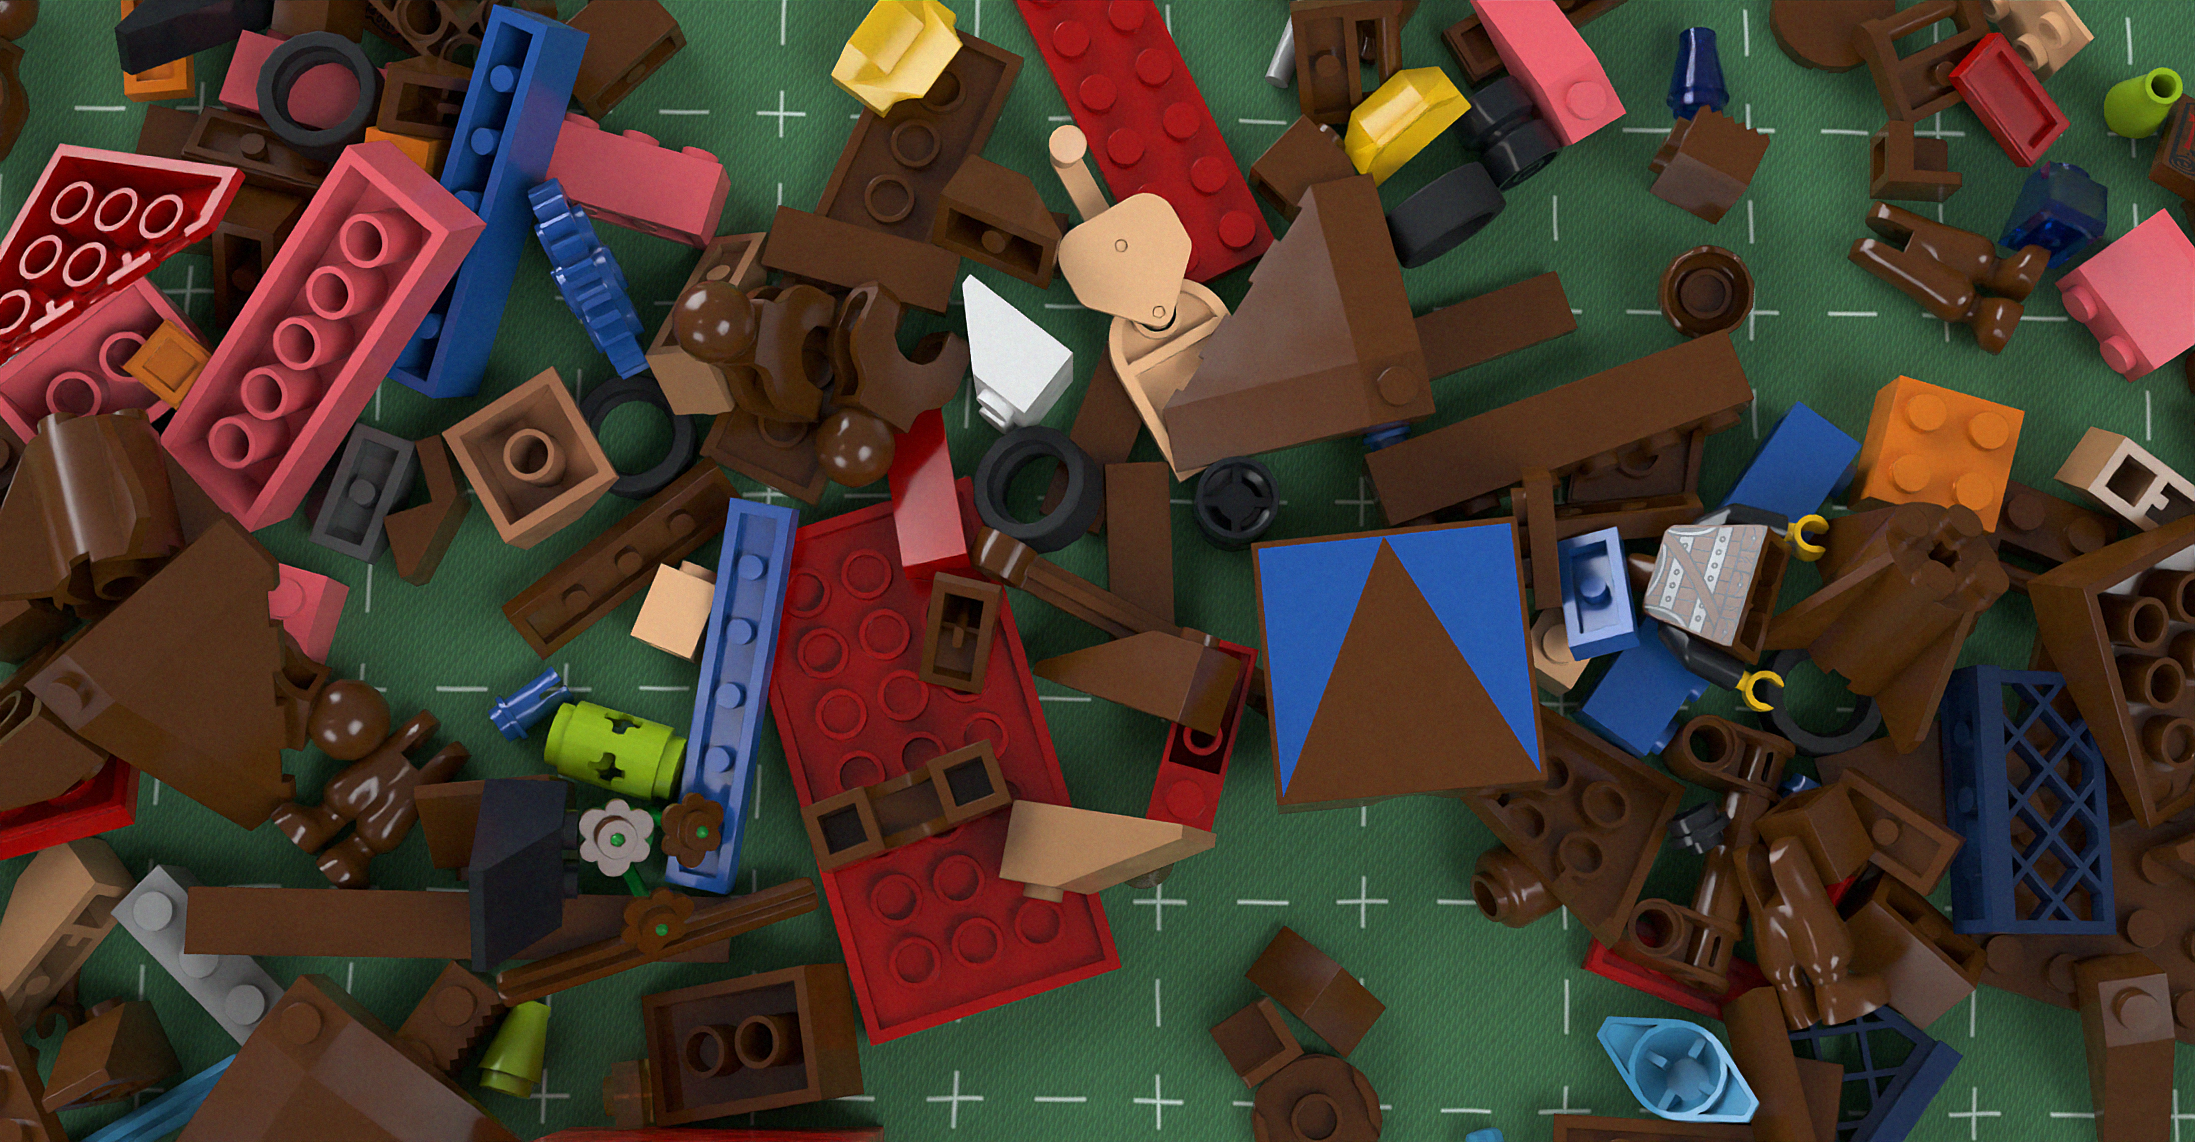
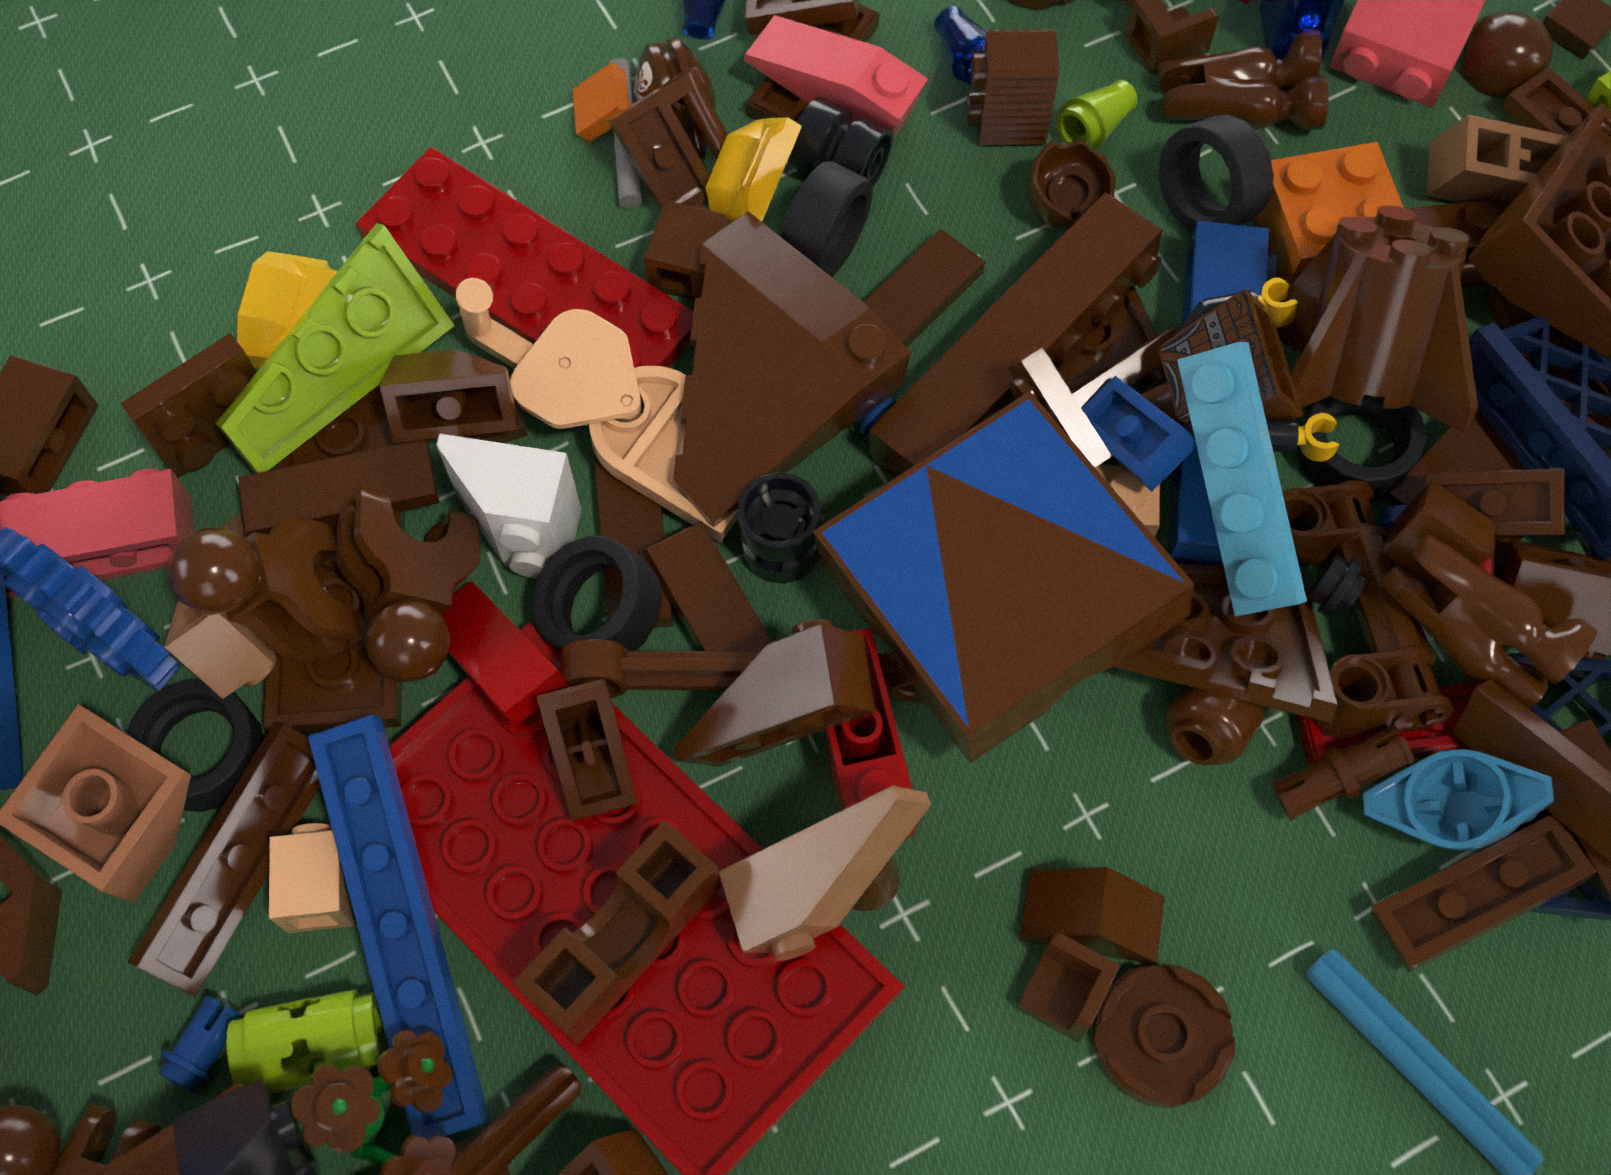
camera: 25 degrees left, 15 degrees down
(776, 116) = (183, 406): none -> reddish brown plate
(920, 126) = (335, 352): none -> lime wing
(1600, 989) = (1342, 772): none -> reddish brown pin
(1659, 697) = (1241, 479): none -> medium azure plate
(1777, 224) = (1096, 113): none -> lime cone
(1874, 363) = (1245, 158): none -> black tyre

